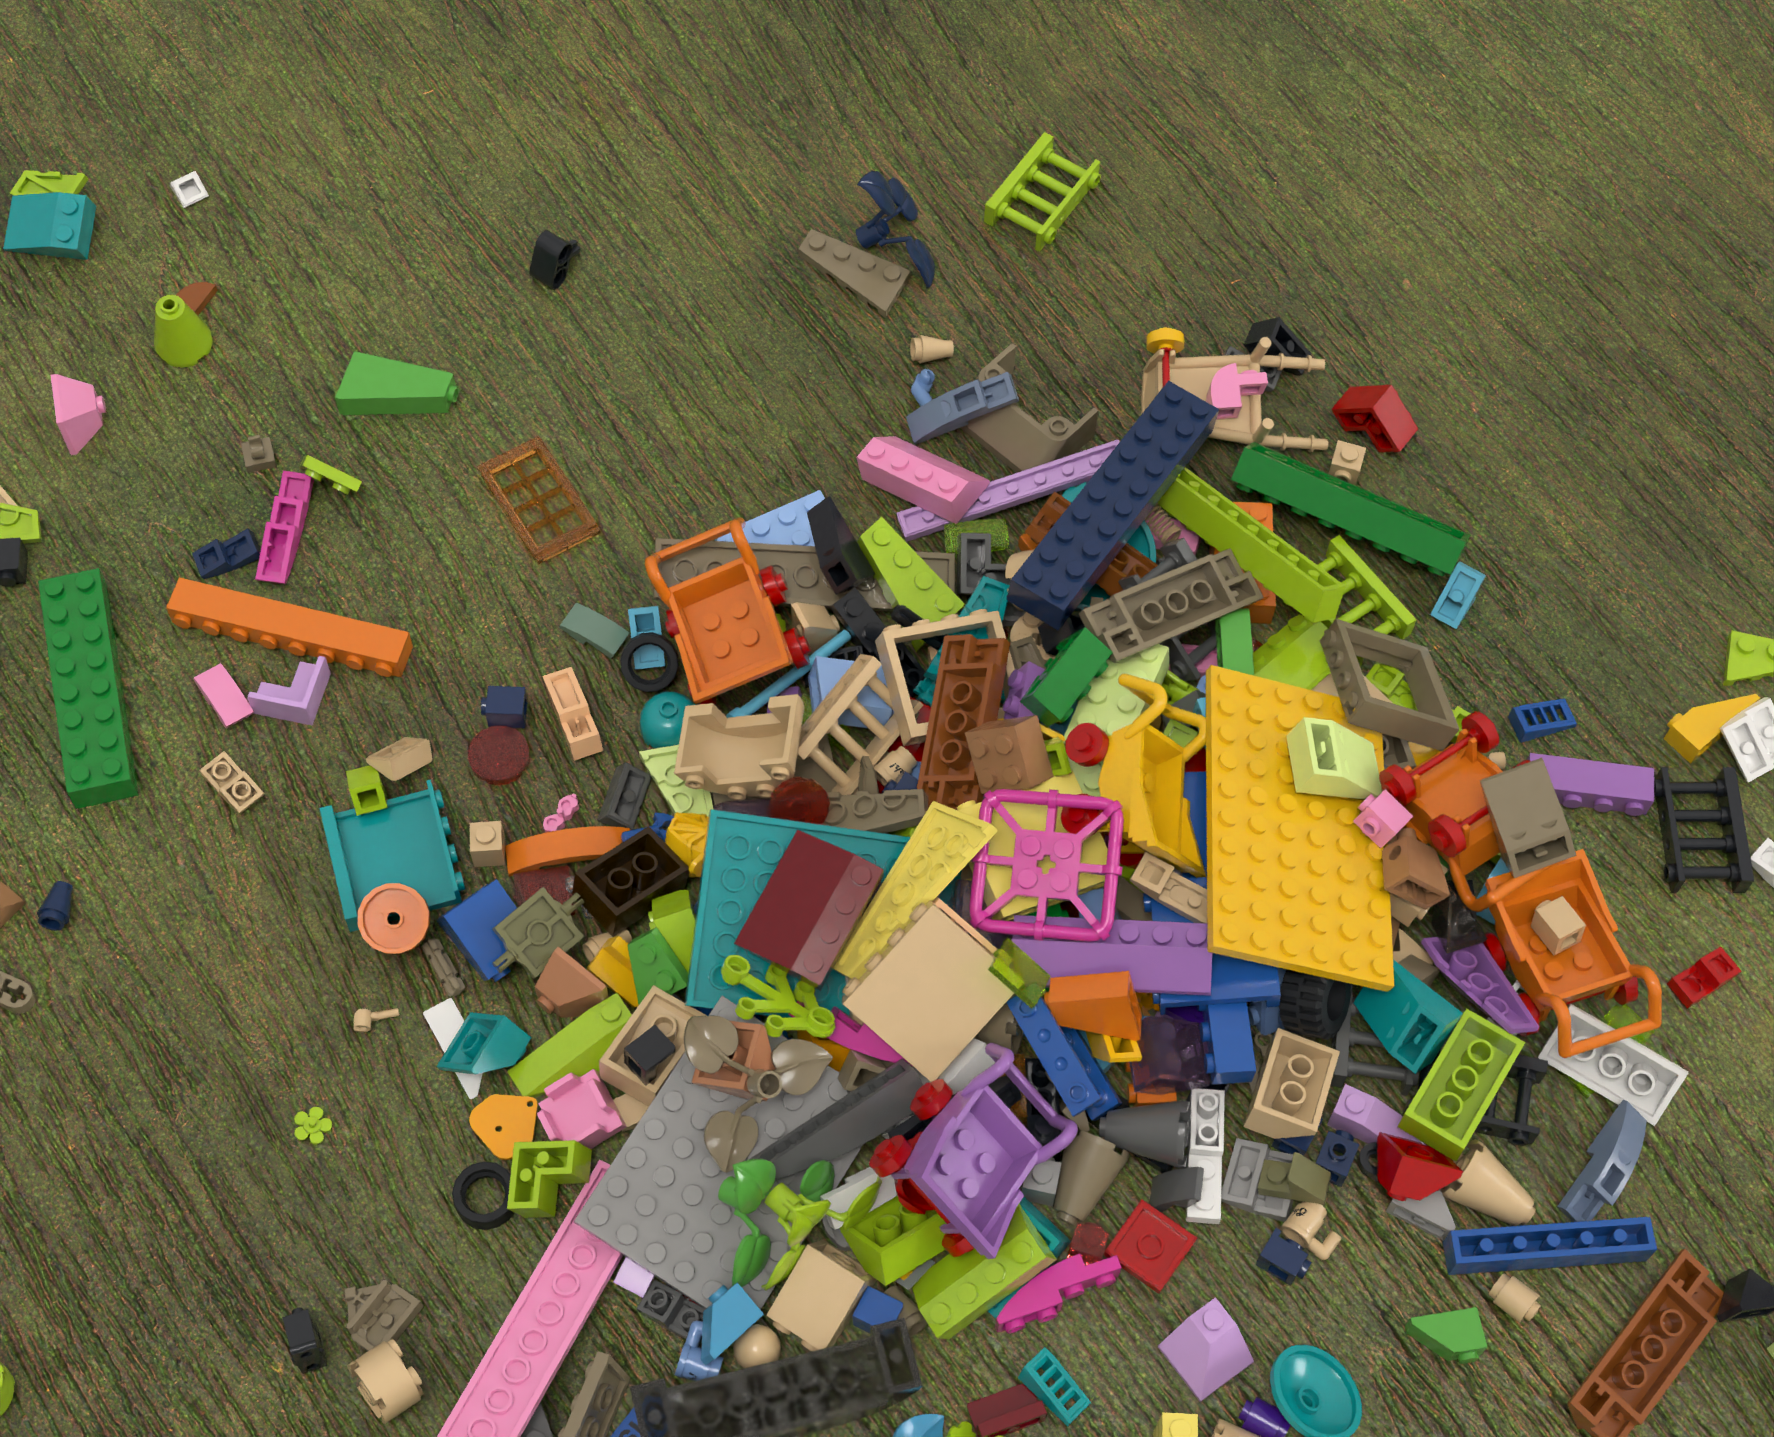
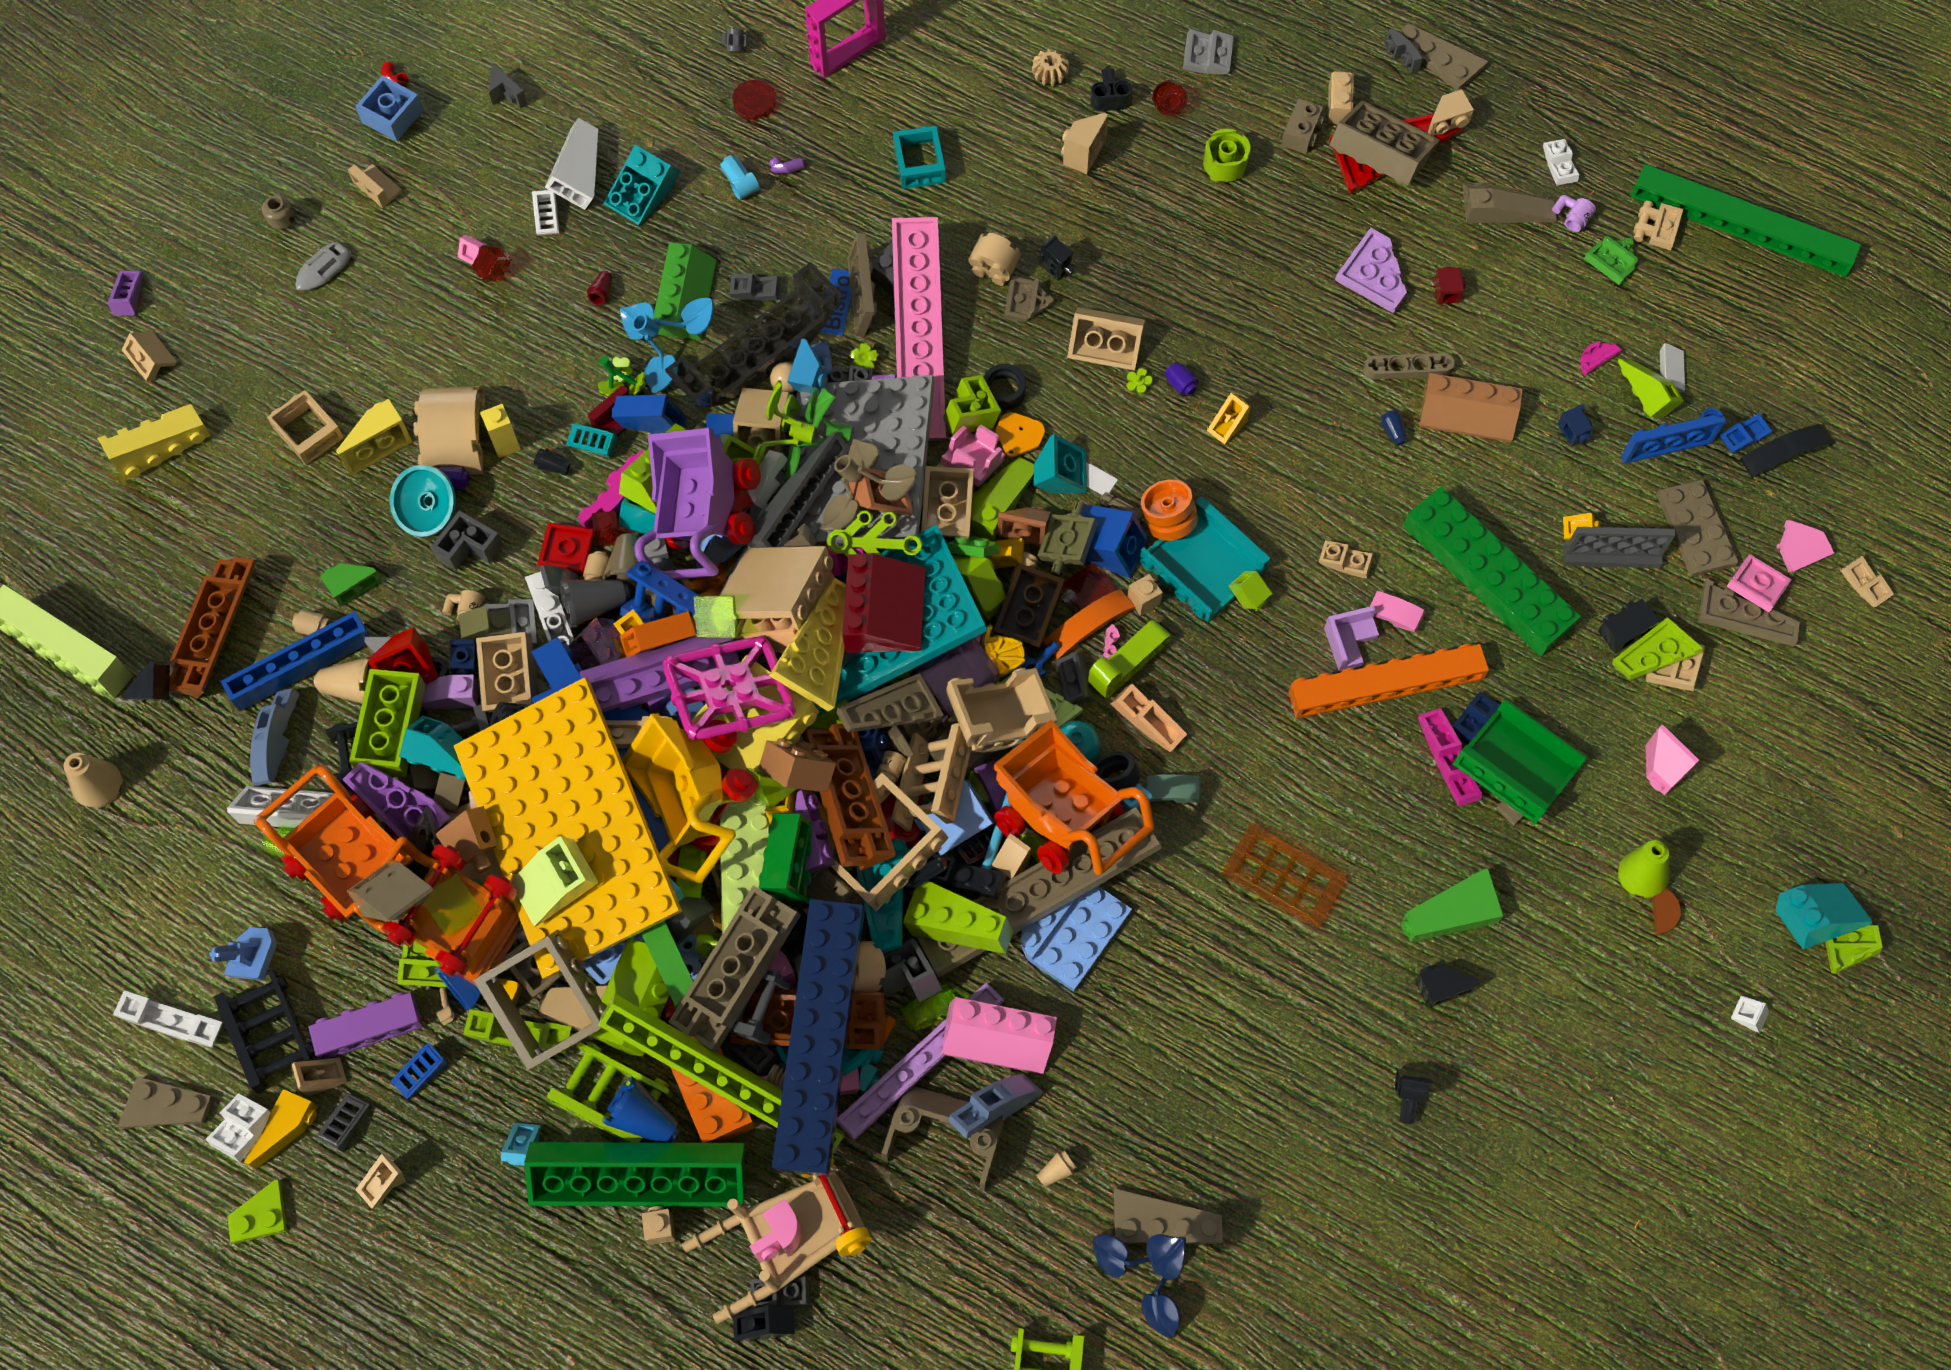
camera: 155 degrees right, 5 degrees up
(222, 480) = (1520, 761): none -> green panel
(242, 1010) = (1230, 418): none -> yellow slope
(261, 1093) = (1181, 379): none -> dark purple brick
(313, 1198) = (1106, 338): none -> tan slope
(319, 470) = (1448, 808): lime wing -> none
(364, 1018) = (1150, 455): tan hand -> none
(401, 757) = (1243, 623): tan slope -> none
(455, 329) = (1443, 984): none -> black slope
(498, 755) = (1180, 665): clear red tile -> none
(505, 706) = (1195, 693): dark blue brick -> none
(549, 783) = (1112, 673): none -> lime beam
(638, 1331) = (863, 356): none -> lime plant
(648, 1052) = (941, 477): black panel -> none
(799, 801) = (935, 678): clear red tile -> none
(837, 549) = (1019, 906): black slope -> none
(922, 386) = (1045, 1128): medium blue arm -> none
(966, 1377) = (647, 413): none -> blue slope
(1123, 1381) = (550, 462): none -> black cone
(1124, 1194) = (595, 566): none -> tan brick
(1207, 1350) = (505, 506): lavender slope -> none
(1277, 1316) = (463, 537): none -> dark grey brick
(1283, 1258) = (475, 577): dark blue brick -> none
(1330, 549) = (641, 1114): none -> blue cone
(1377, 412) = (649, 1285): red brick -> none
(1381, 817) = (504, 859): bright pink brick -> none
(1457, 792) = (451, 905): none -> clear neon green piece
(1557, 925) = (350, 859): tan brick -> none
(1612, 623) = (380, 1180): none -> tan slope
(1654, 690) = (346, 1135): none -> dark grey slope
(1658, 753) = (318, 1075): none -> tan slope
(1699, 915) = (247, 956): none -> medium blue piece
(1704, 977) = (237, 915): red slope -> none

